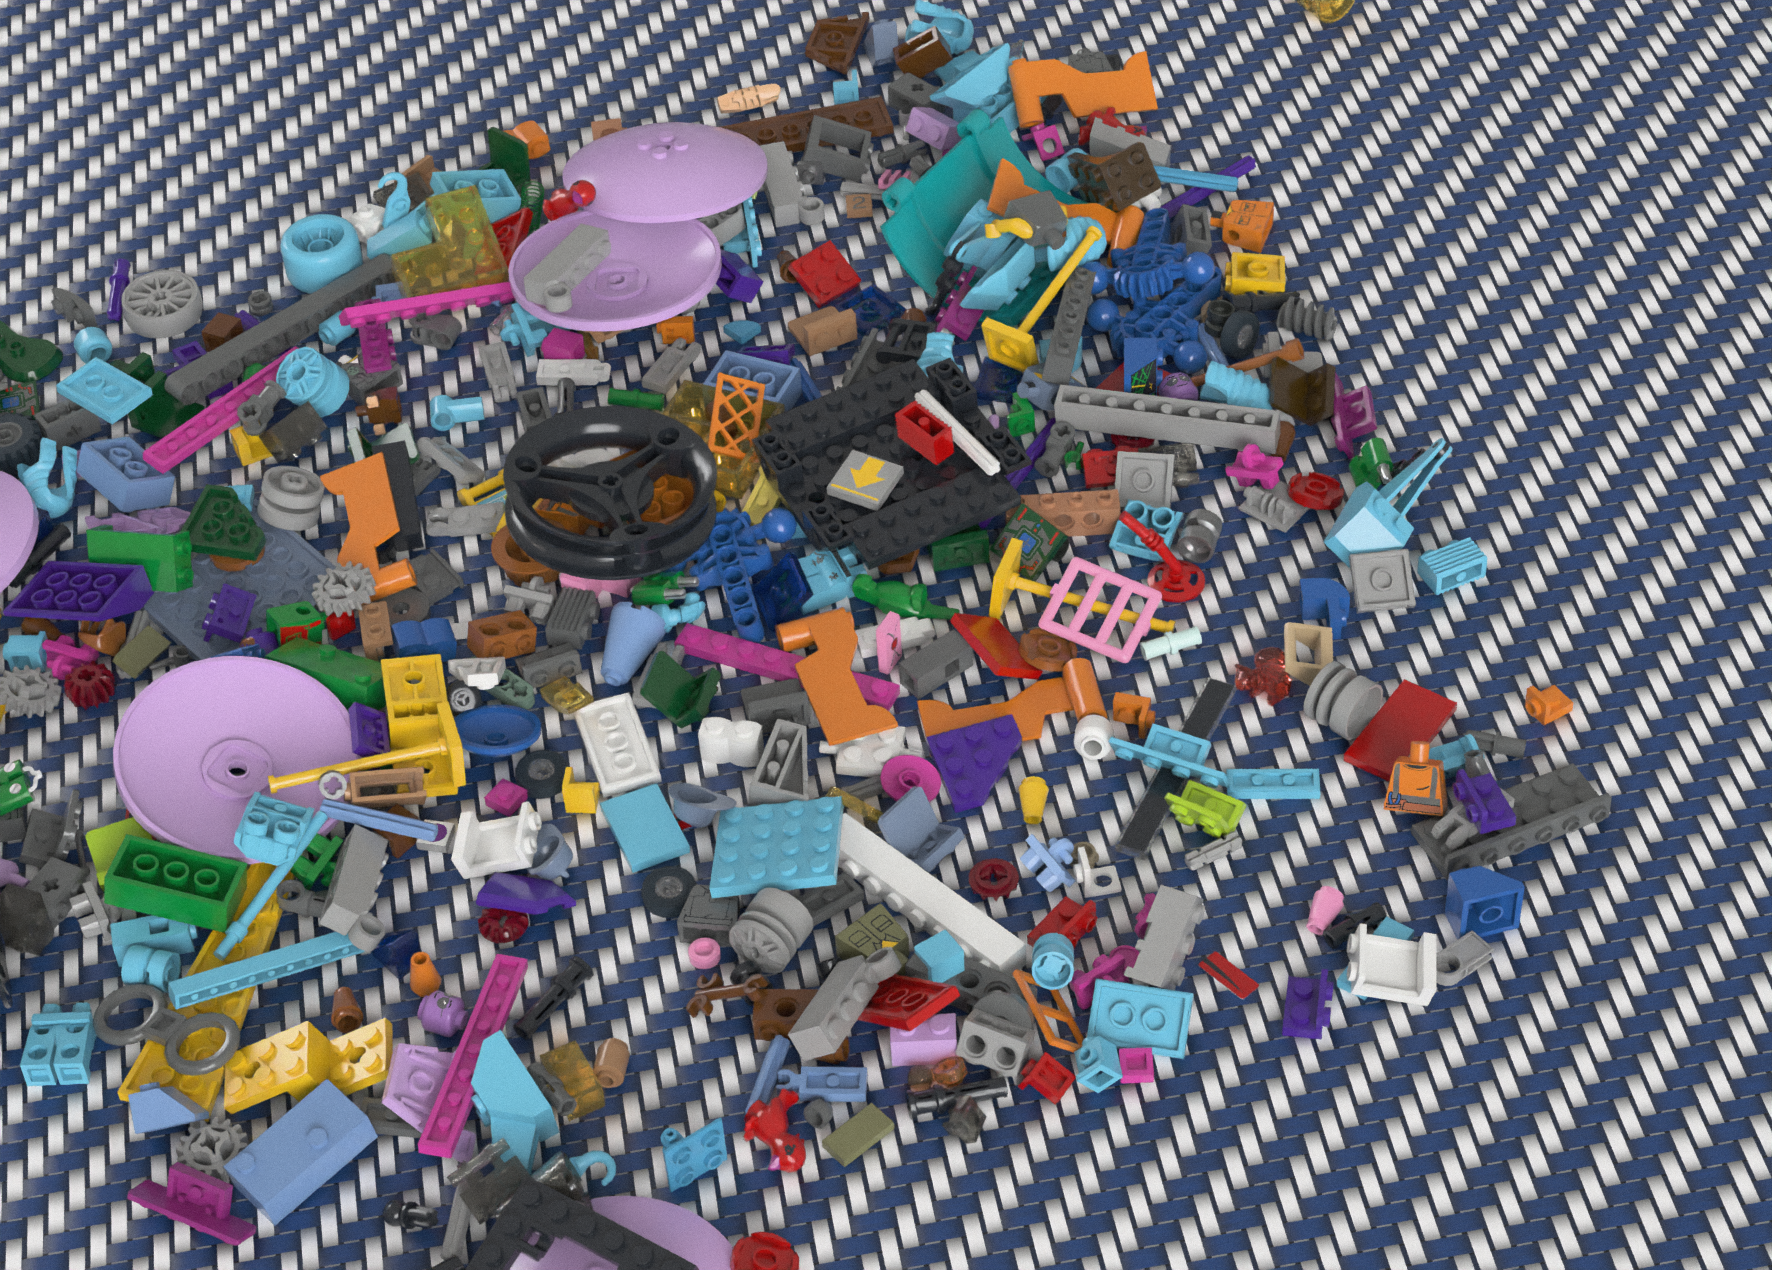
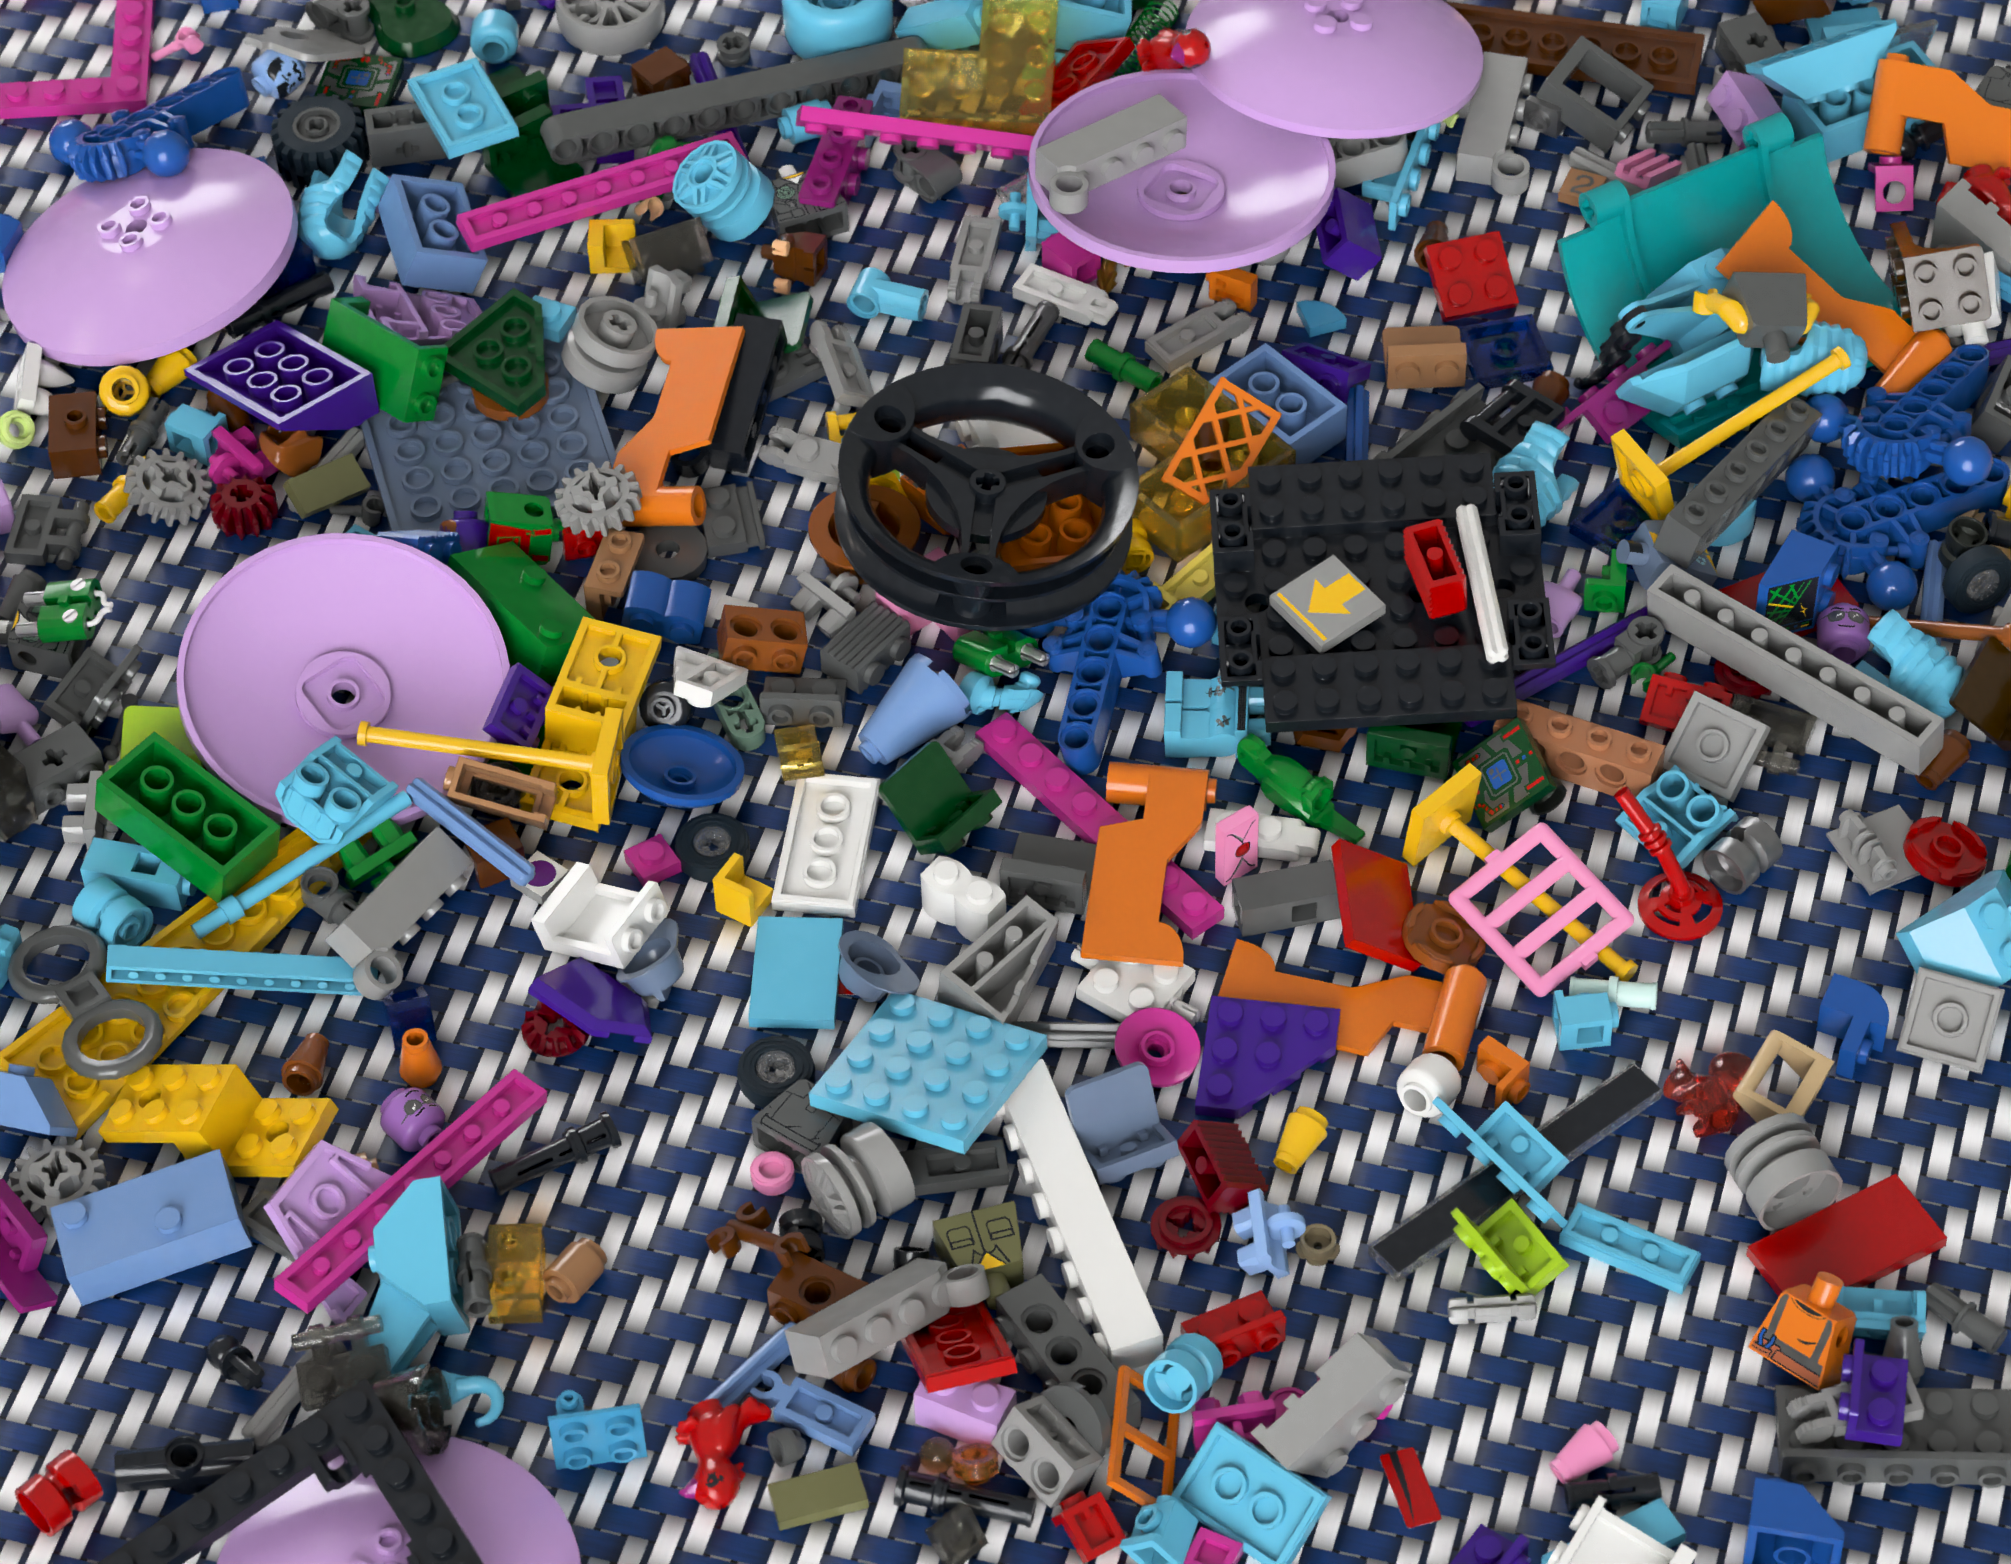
camera: 25 degrees right, 5 degrees up
(229, 614) = (451, 478): dark purple bracket -> none
(260, 408) = (634, 205): dark grey connector -> none
(310, 454) = (664, 296): none -> light grey hips
(326, 777) = (427, 752): bush -> none
(783, 591) = (1146, 717): clear blue tile -> none
(856, 805) = (1064, 1050): clear yellow tile -> none
(941, 956) = (1035, 1309): medium azure panel -> none
(996, 832) = (1220, 1165): none -> dark red brick
(1059, 173) = (1873, 238): medium azure wheel -> none
(1085, 875) = (1305, 1276): white bracket -> none
(1162, 664) = (1583, 1020): none -> medium azure brick
(1254, 465) = (1877, 786): dark pink hips -> none

